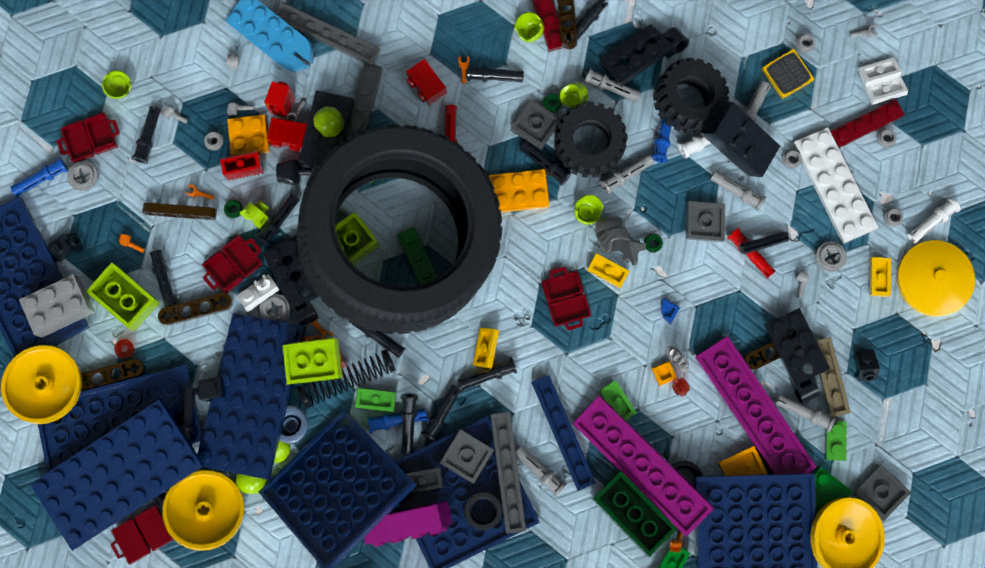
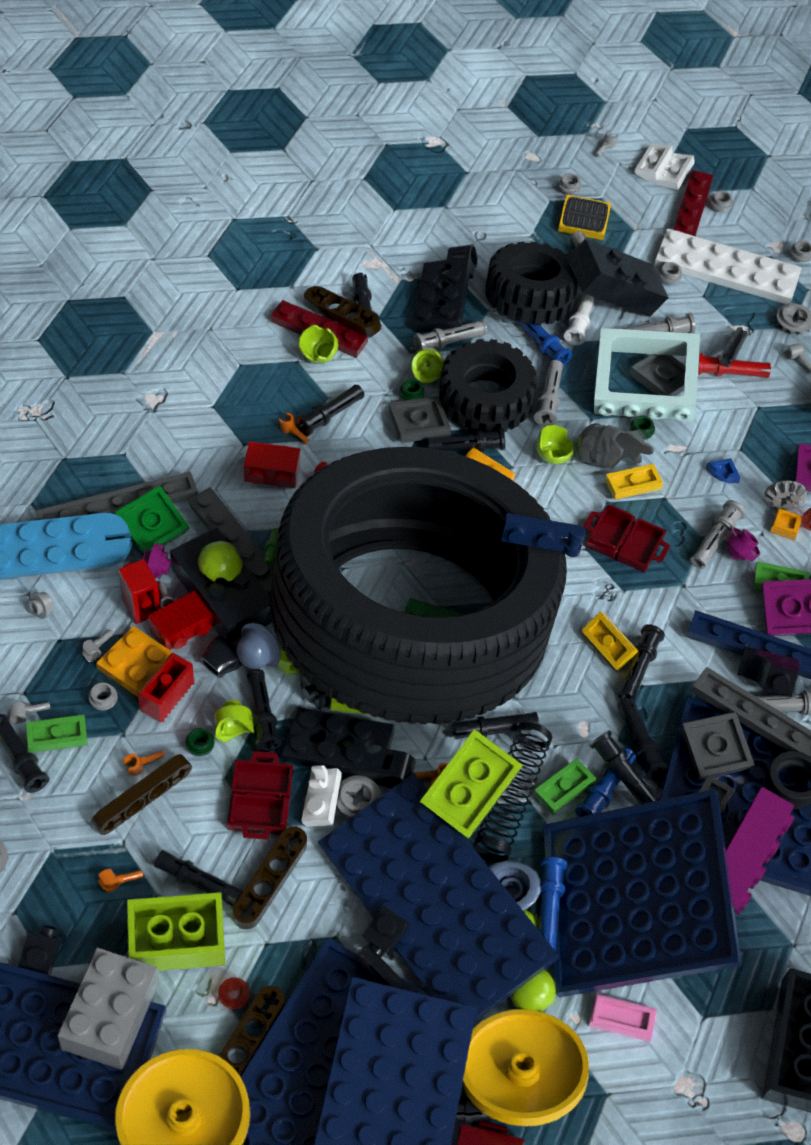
camera: 50 degrees left, 25 degrees down
(173, 141) = (56, 733): none -> bright green plate
(277, 532) = (622, 1017): none -> bright pink tile
(298, 183) = (258, 647): none -> sand blue hat
(304, 445) = (551, 891): none -> blue pin
(306, 88) = (157, 560): none -> magenta plate
(330, 61) = (153, 520): none -> green plate
(464, 274) = (543, 534): none -> dark blue plate
(547, 445) = (770, 670): none -> black arch
(591, 348) = (729, 520): none -> light grey pin
(620, 363) = (742, 544): none -> magenta plate
(690, 254) = (647, 342): none -> light aqua piece

